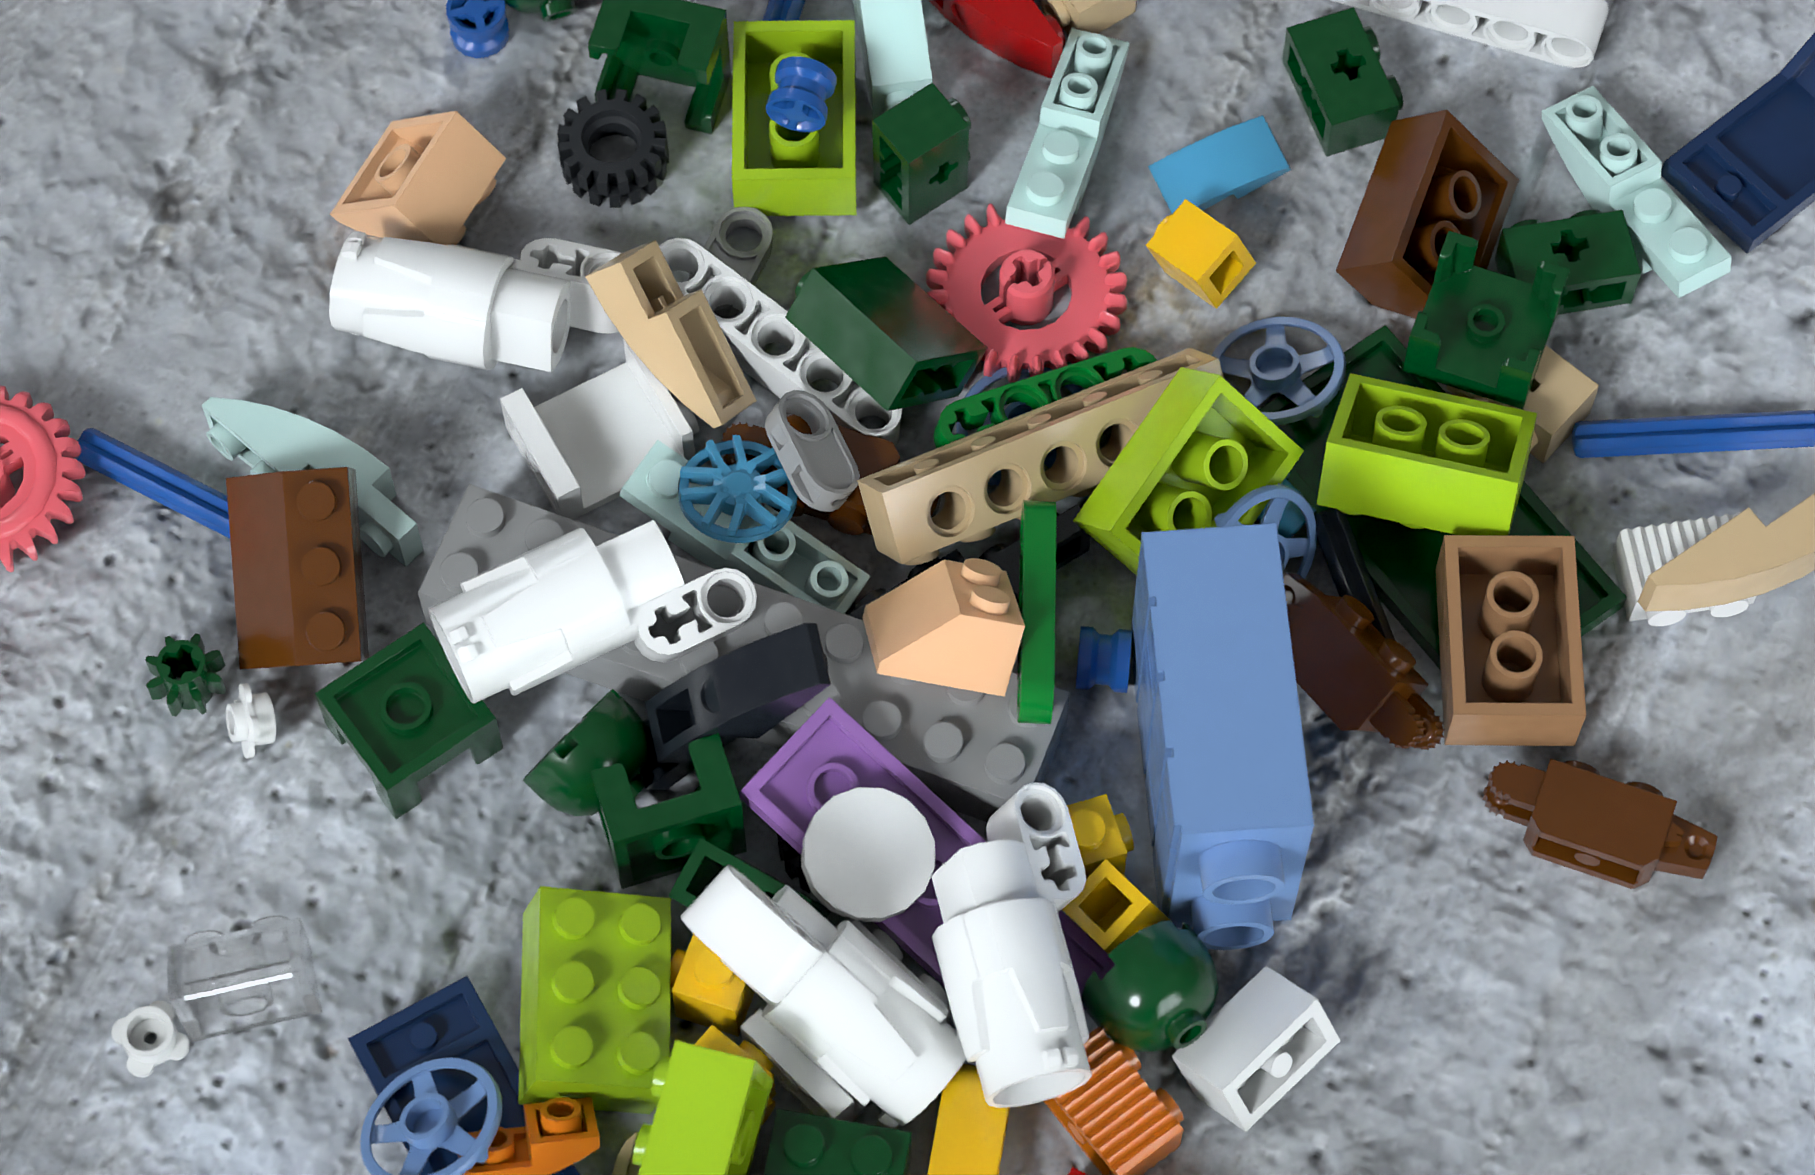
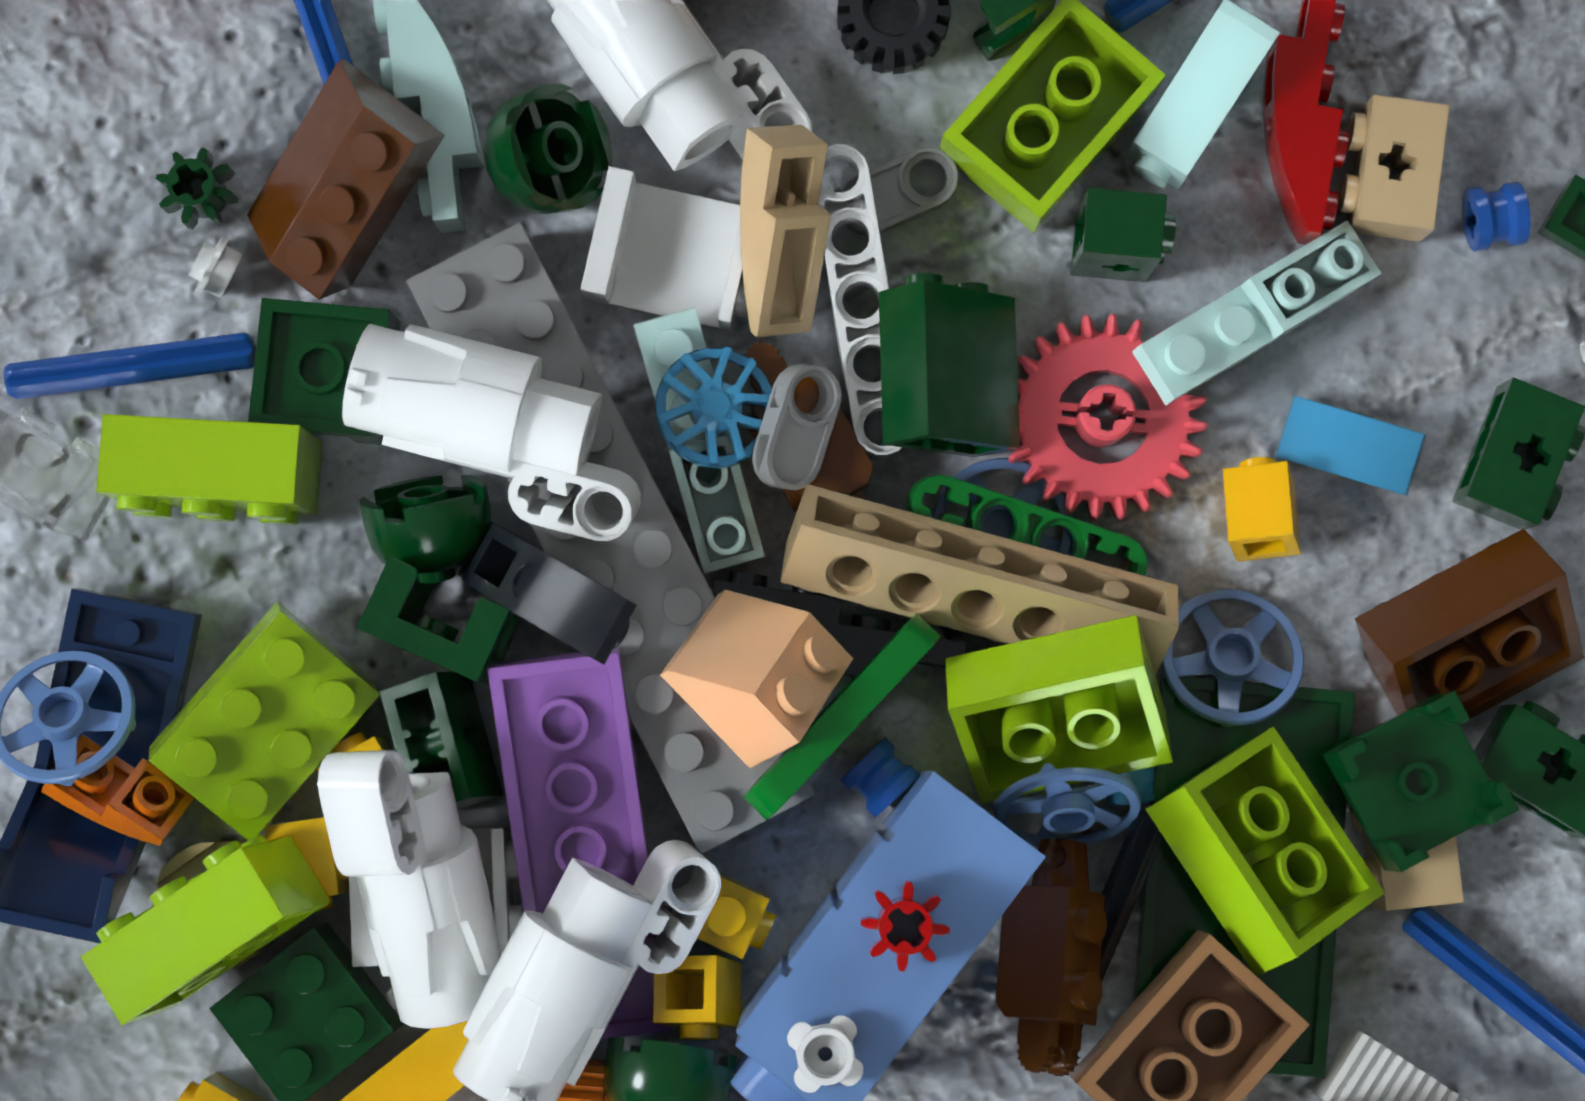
camera: 45 degrees right, 20 degrees up
(243, 849) = (129, 365): none -> blue axle
(384, 848) = (209, 468): none -> lime brick
(440, 429) = (547, 150): none -> dark green cylinder
(801, 94) = (1055, 113): blue wheel -> none
(868, 854) = (541, 799): white tile -> none
(1228, 617) = (902, 945): none -> red gear
(1257, 757) = (812, 1070): none -> white plate

